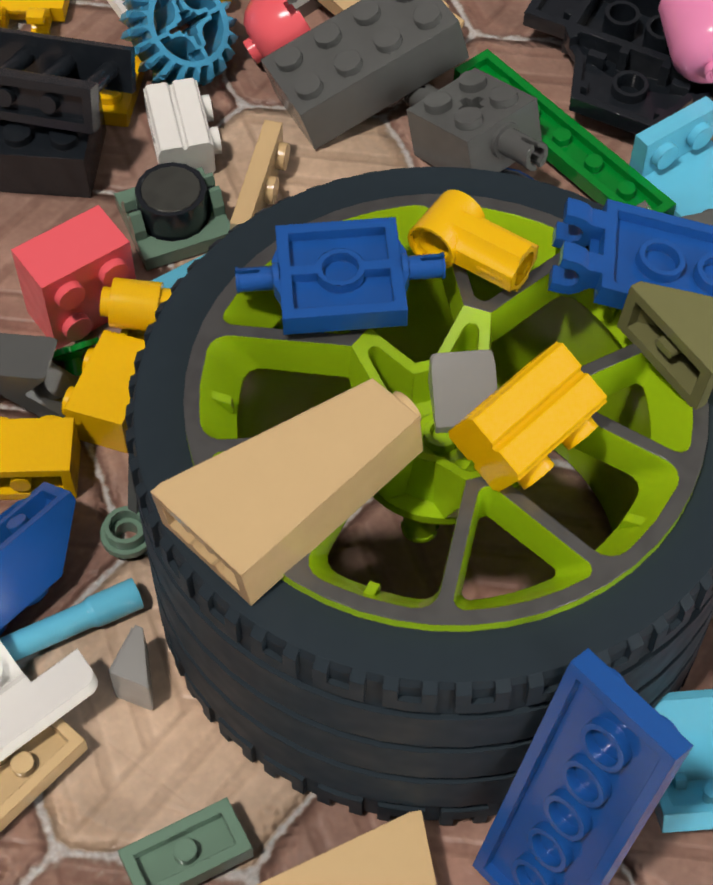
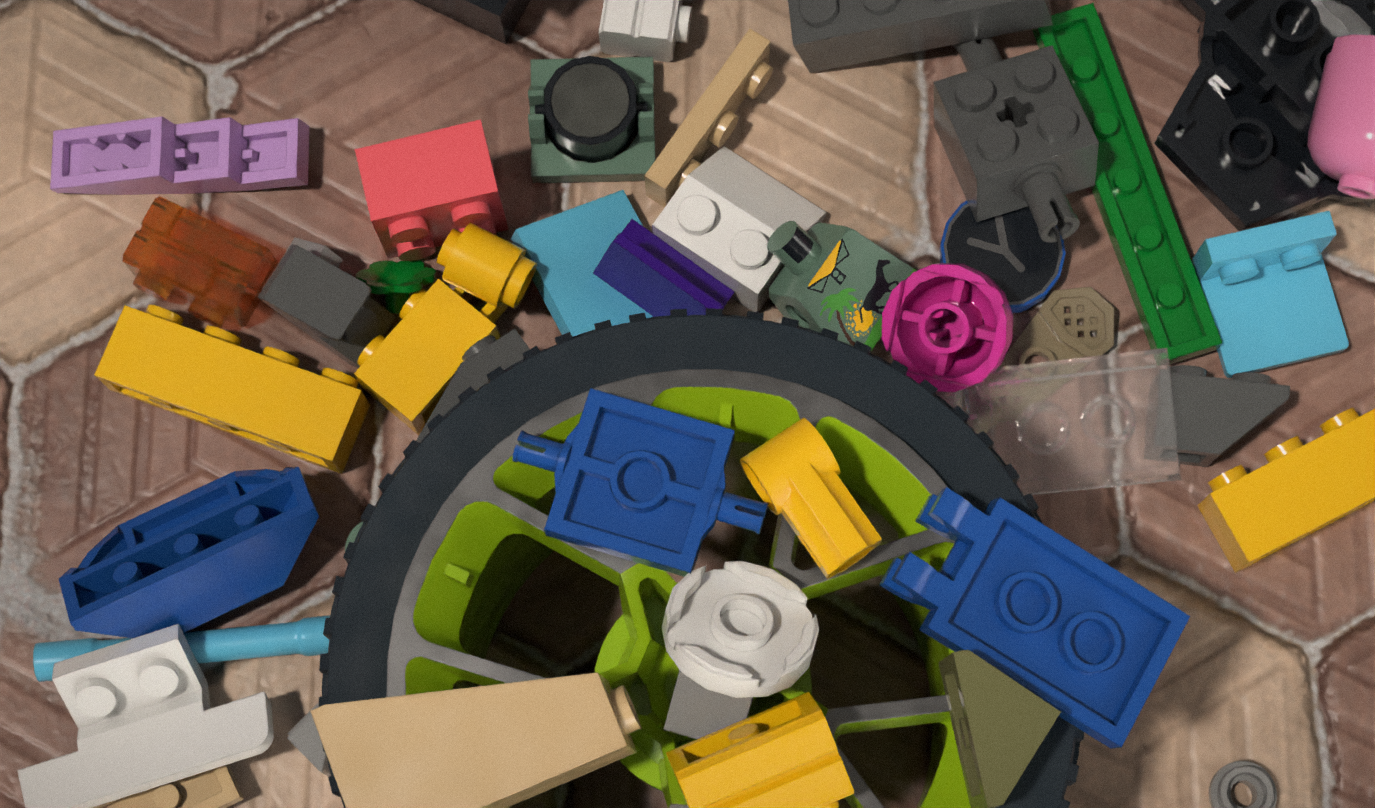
camera: 25 degrees right, 20 degrees up
(464, 330) = (739, 629): none -> white tile

